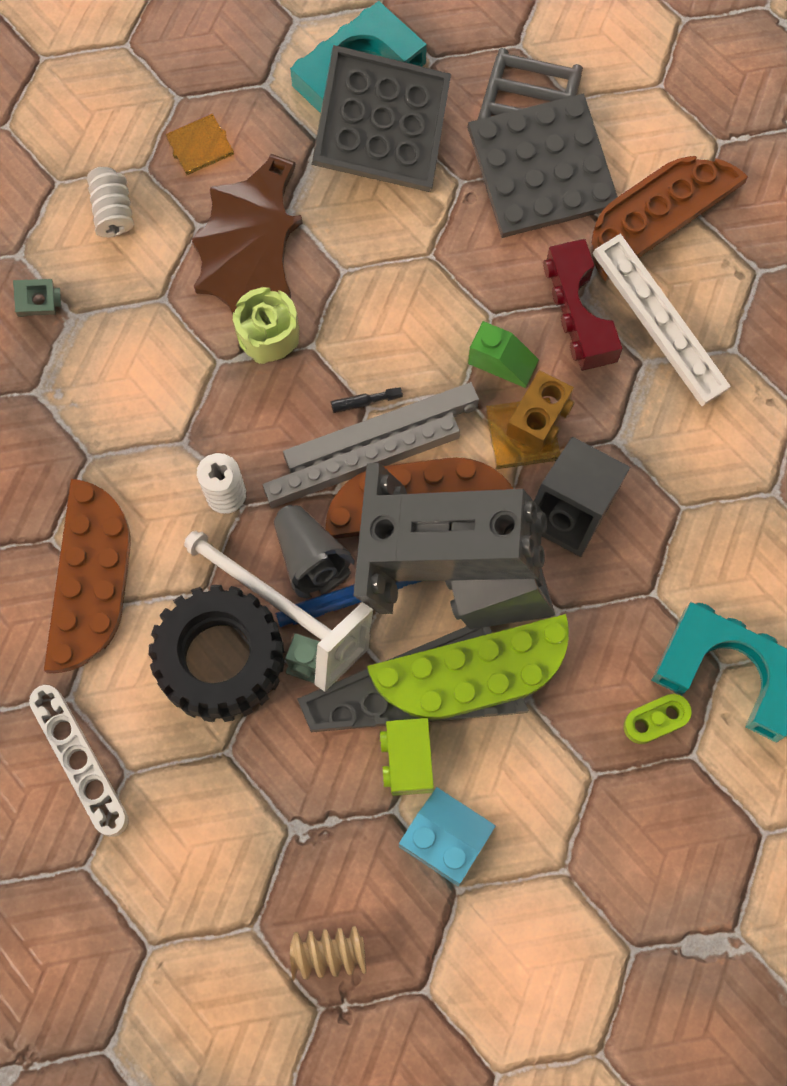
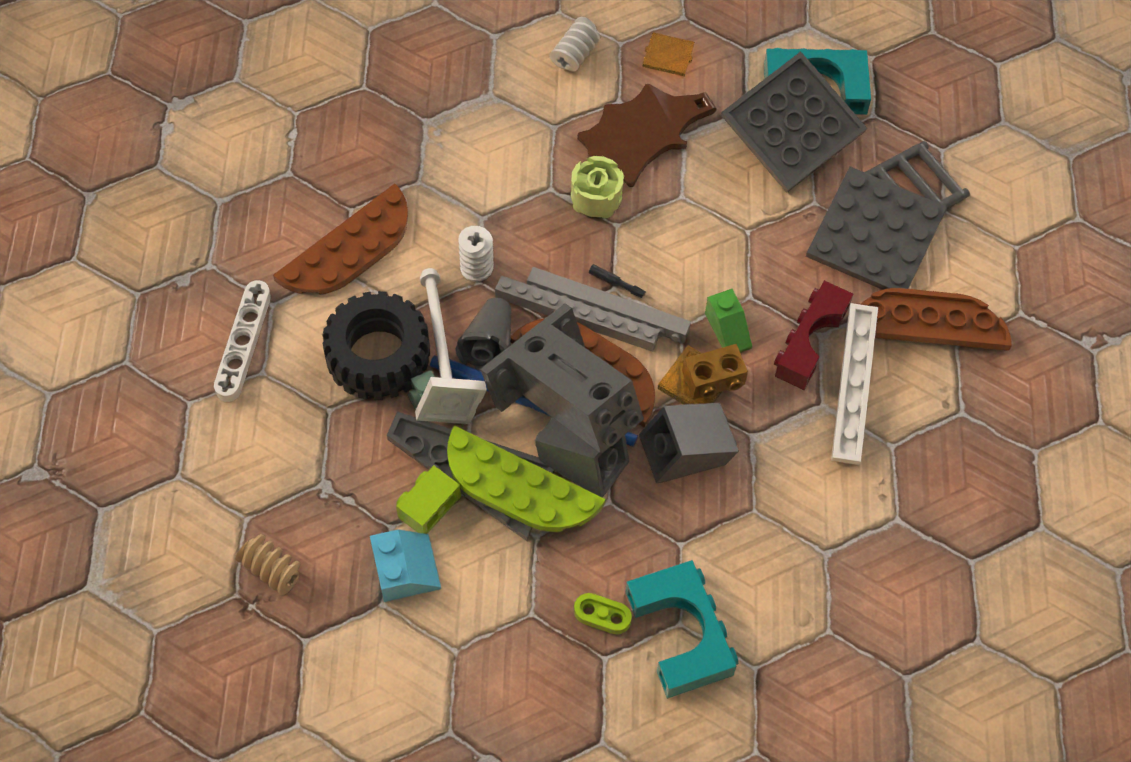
camera: 40 degrees right, 10 degrees down
(25, 292) = (473, 58): sand green brick -> none

